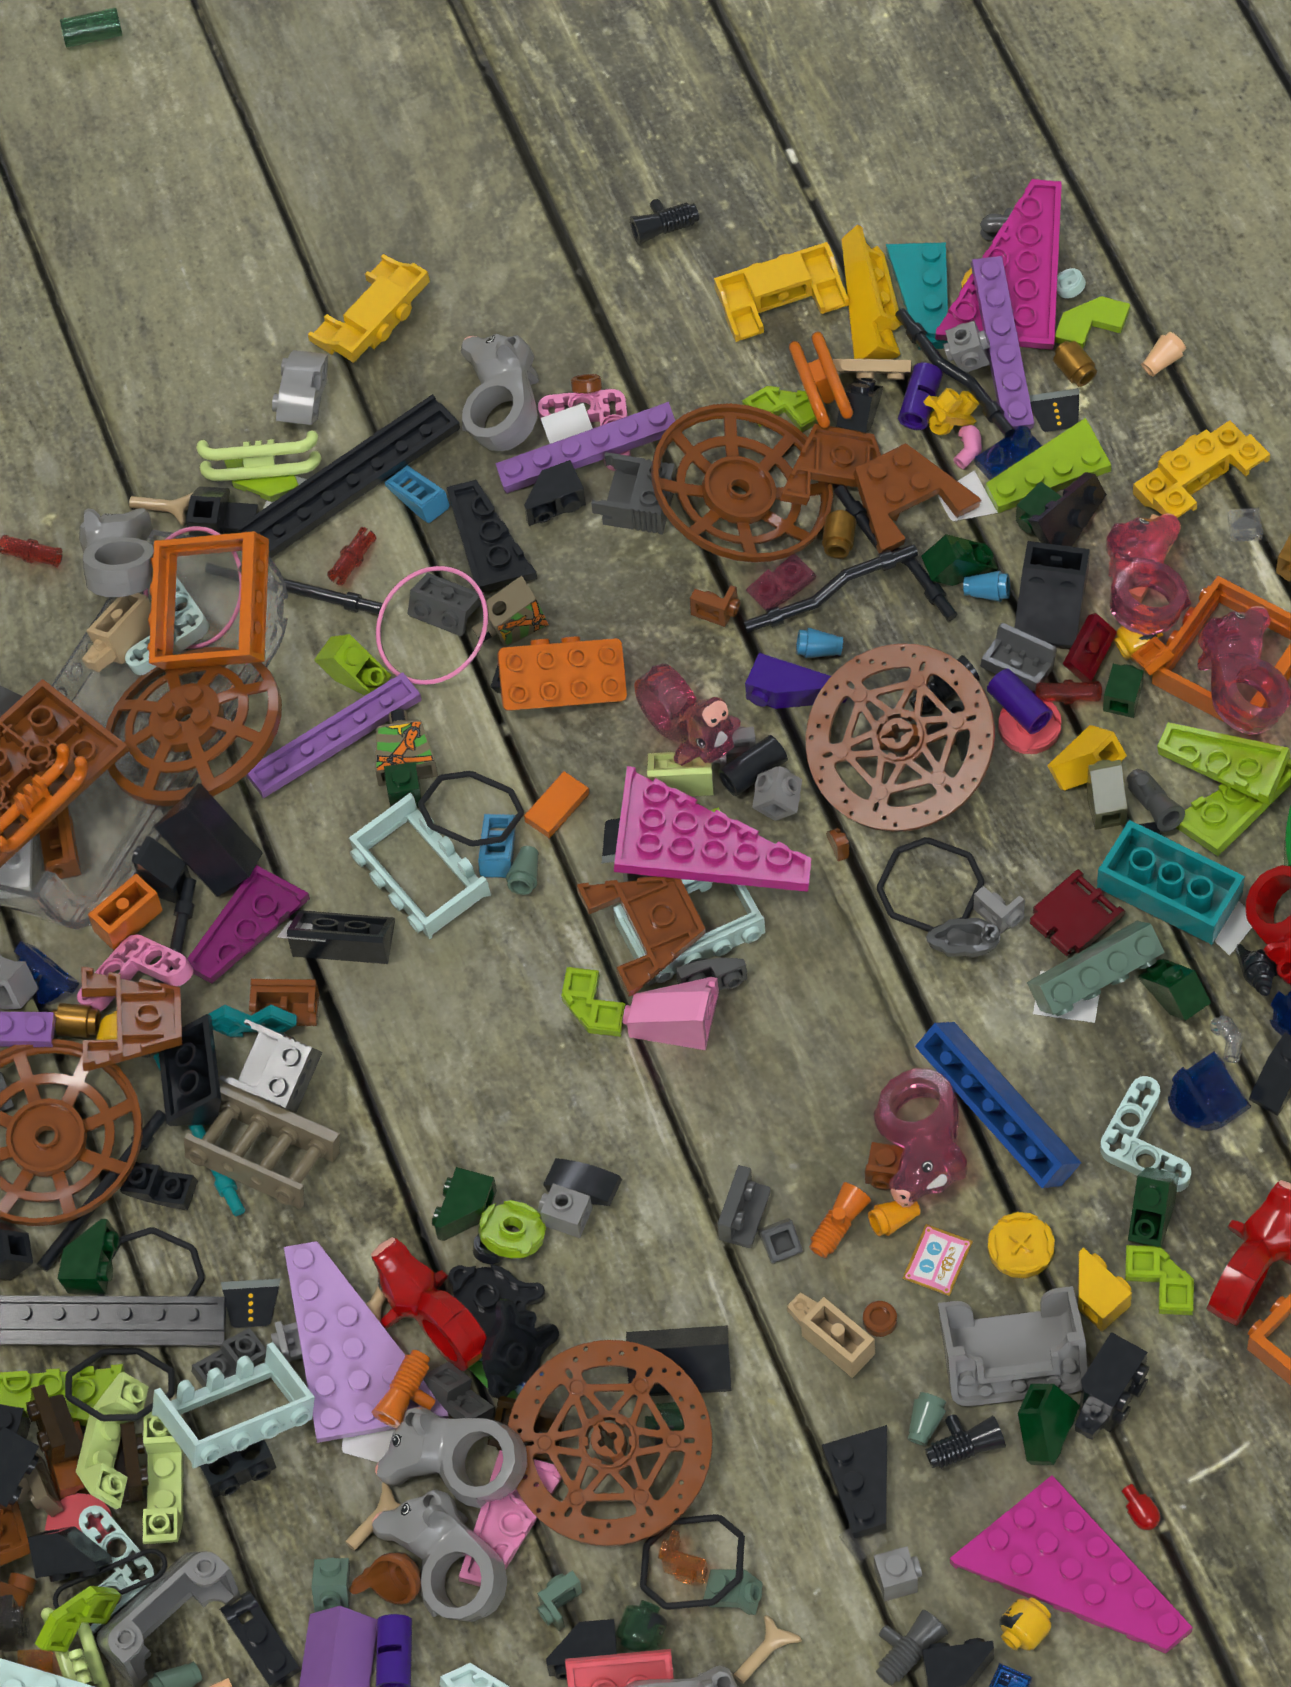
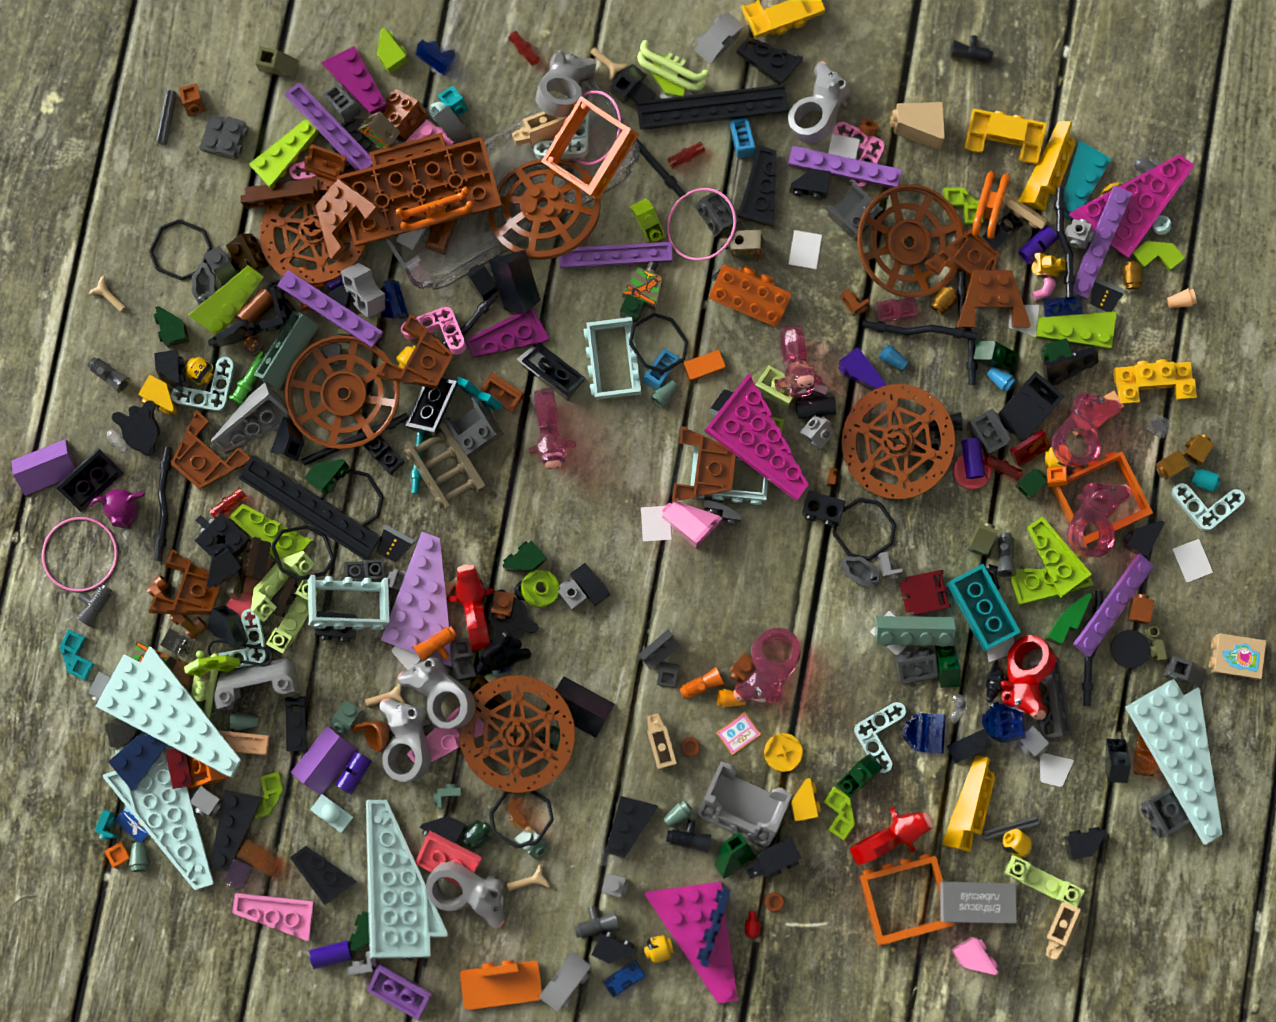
camera: 25 degrees right, 20 degrees up
(76, 1020) = (394, 338): pearl gold brick -> none
(125, 911) = (451, 293): orange brick -> none
(396, 380) = (770, 61): none -> black wing
(401, 1021) = (551, 444): none -> clear pink animal
(470, 1282) = (502, 605): none -> dark orange bracket
(595, 1015) = (650, 481): lime tile -> none
(600, 582) = (805, 249): none -> white sticker
(625, 1055) = (653, 525): none -> white sticker
(654, 336) = (920, 123): none -> tan slope
(852, 878) = (825, 503): none -> black brick
(998, 1104) = (818, 674): blue brick -> none
(1091, 746) = (987, 510): yellow slope -> none
(1100, 1581) = (710, 934): none -> dark blue wing
(1131, 1014) = (916, 665): none -> dark grey bracket
(1150, 1457) = (774, 901): none -> dark orange tile

